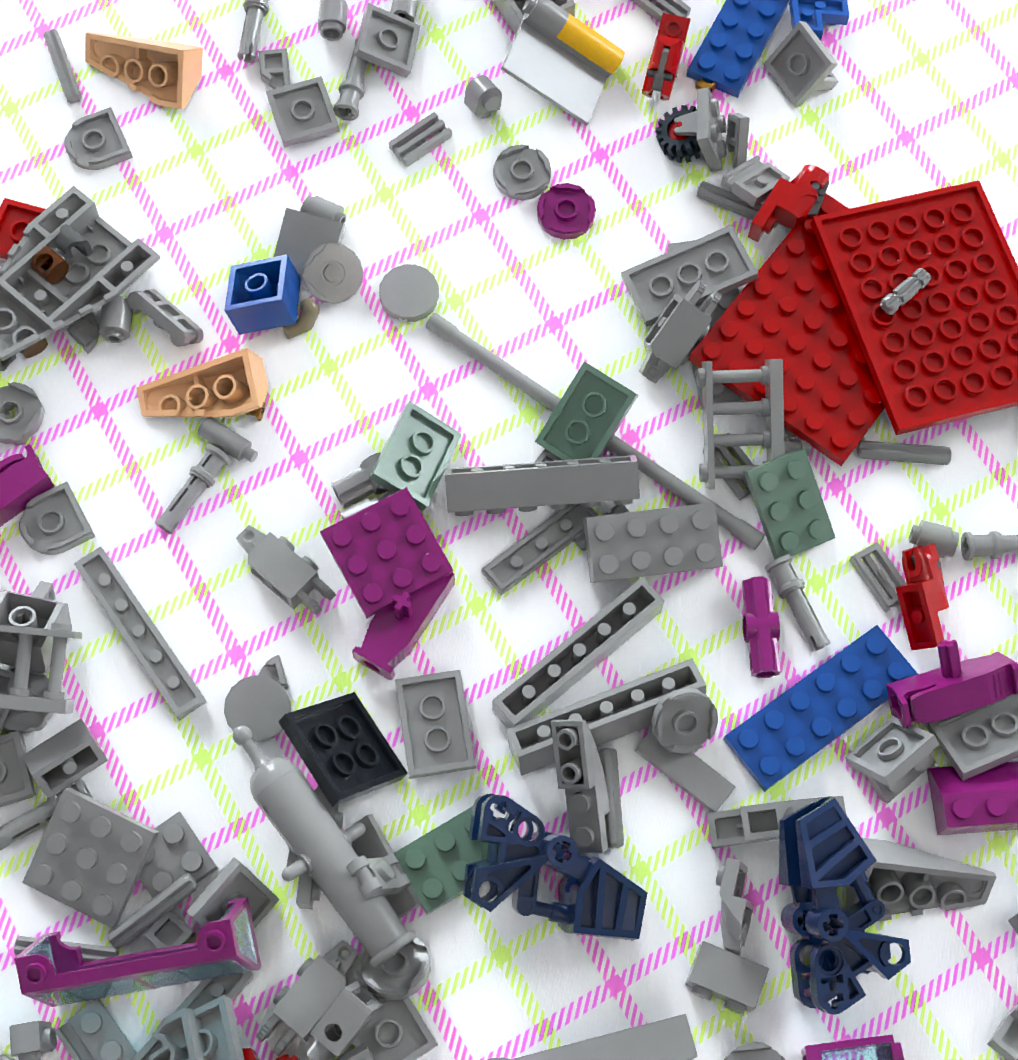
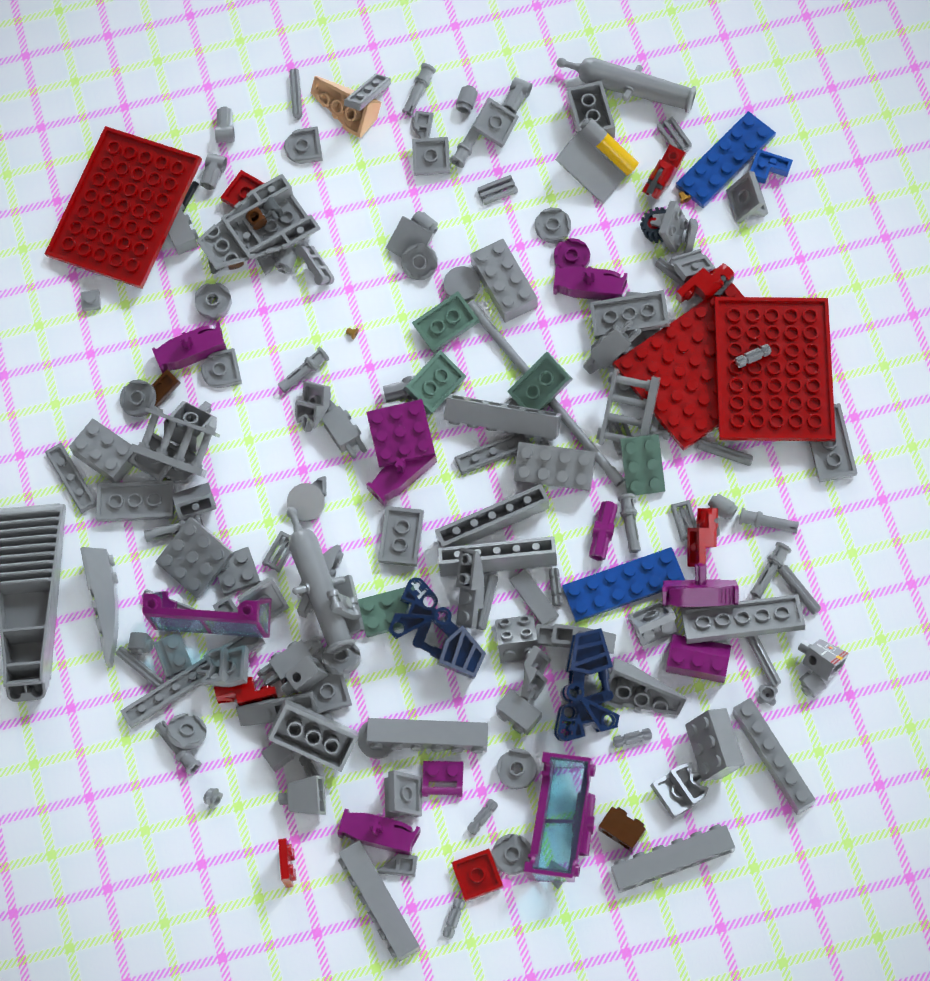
camera: 25 degrees right, 0 degrees up
(140, 633) = (252, 444): light grey plate -> none
(152, 911) = (220, 594): light grey axle -> none
(176, 35) = (367, 92): none -> light grey tile
(212, 389) = (331, 314): light nougat wedge -> none
(225, 542) = (313, 405): none -> light grey plate
(226, 440) = (330, 346): light grey cylinder -> none
(229, 833) = (278, 568): none -> light grey tile
(263, 294) = (374, 265): blue slope -> none
(306, 319) = (396, 286): dark tan arm -> none
(342, 748) = (345, 534): black plate -> none
(402, 357) = (445, 322): none -> sand green plate
(475, 270) = (504, 280): none -> light grey brick
(482, 96) = (542, 172): light grey plate -> none
(607, 244) = (589, 283): none -> magenta piece
(681, 846) = (515, 637): none -> light grey bracket
(684, 720) = (538, 569): light grey tile -> none
(718, 748) = (555, 585): none -> light grey axle
(926, 966) = (632, 737): none -> light grey axle

